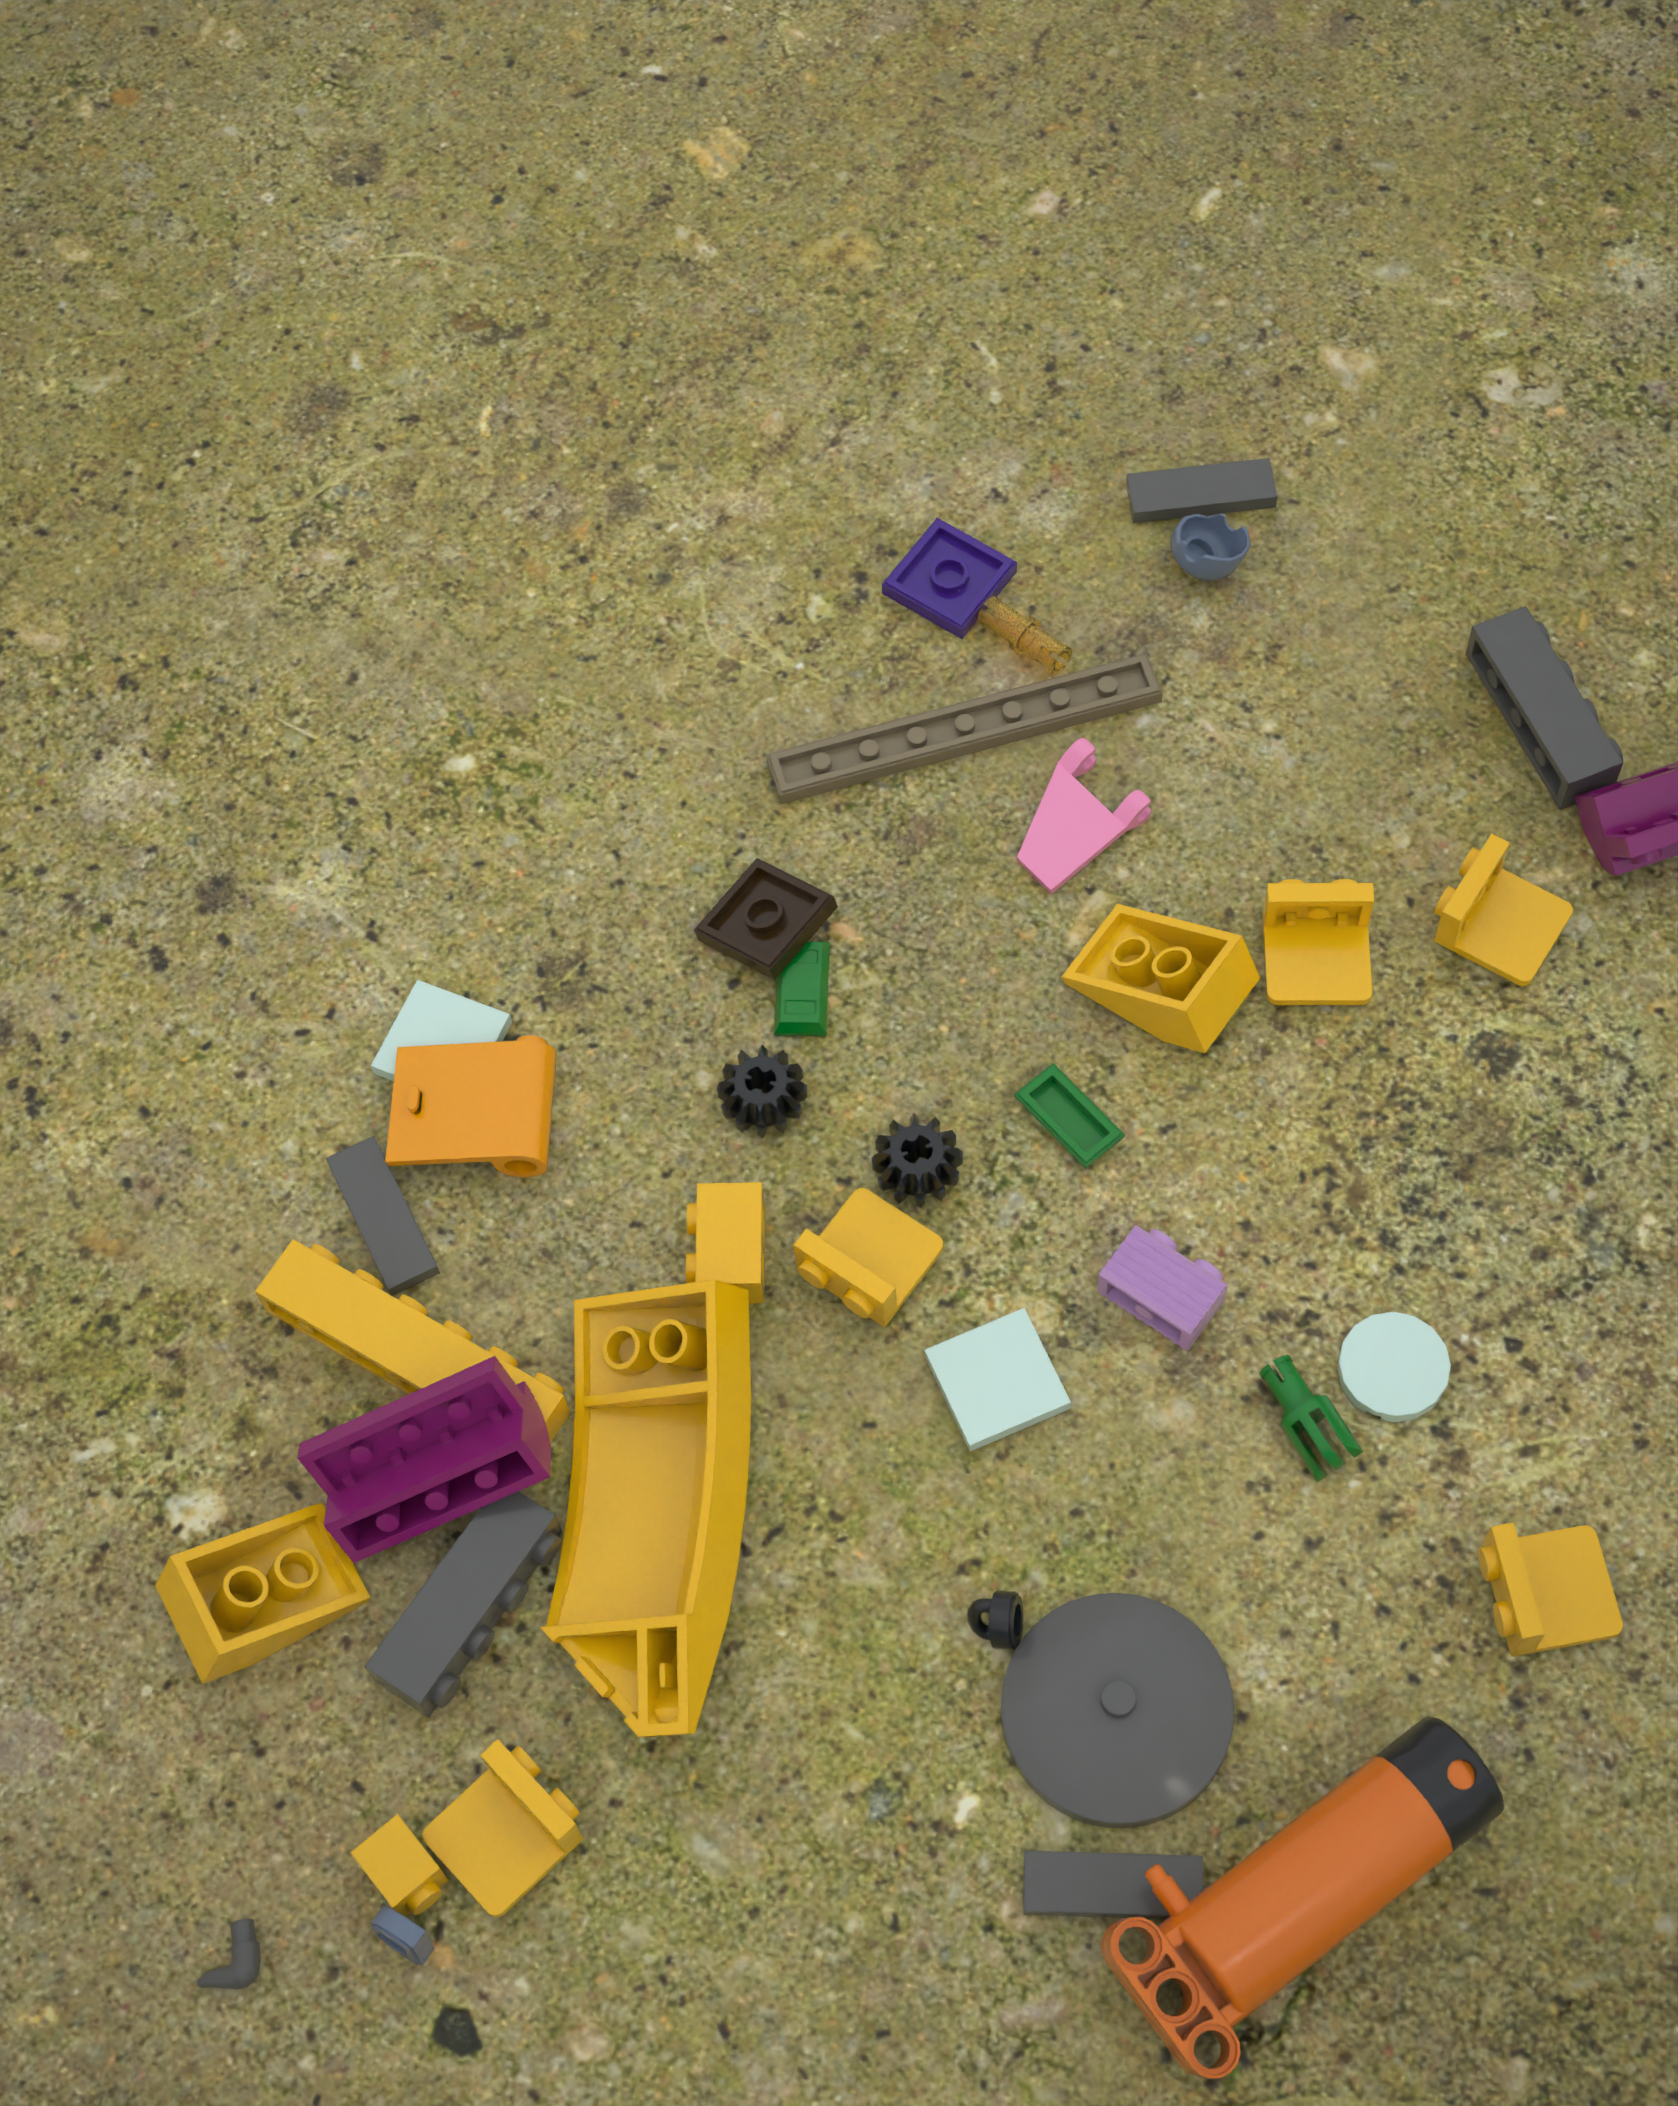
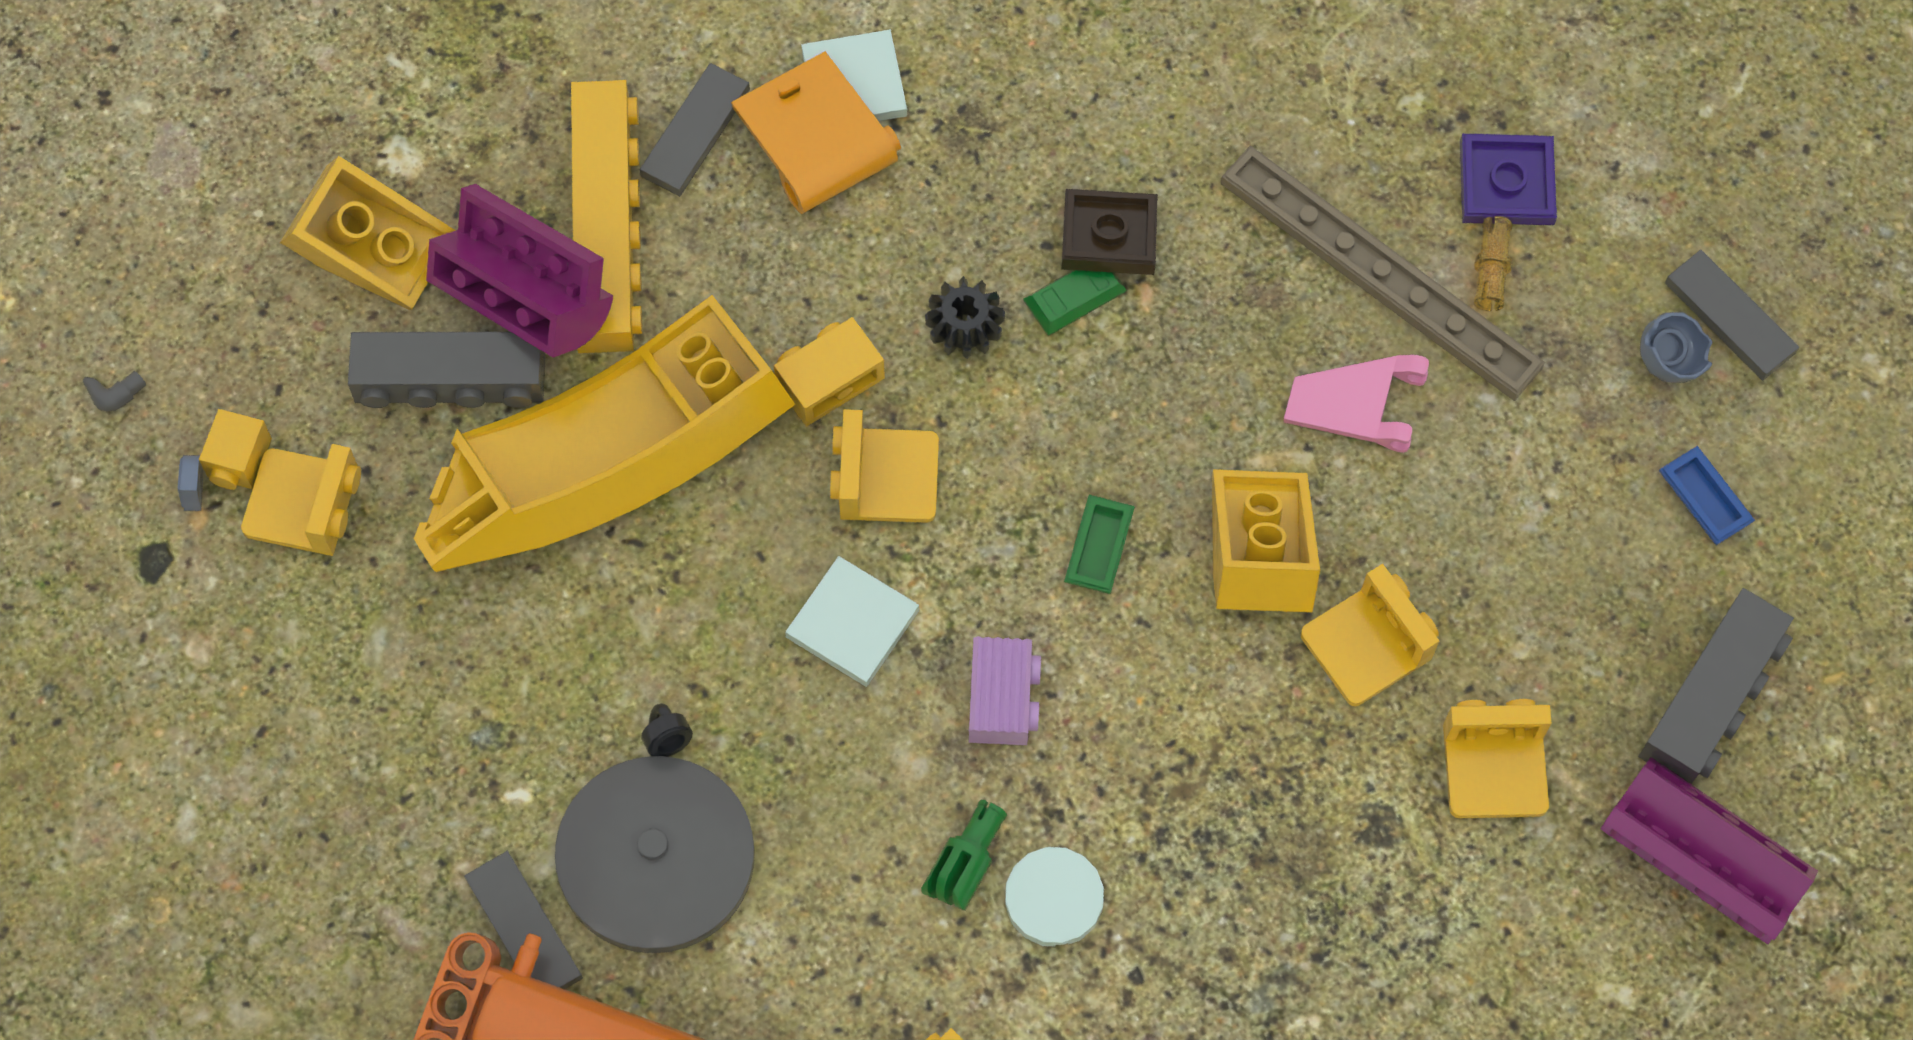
camera: 50 degrees right, 5 degrees up
(928, 1173) = (1000, 451): black gear -> none
(1356, 609) = (1706, 495): none -> blue tile

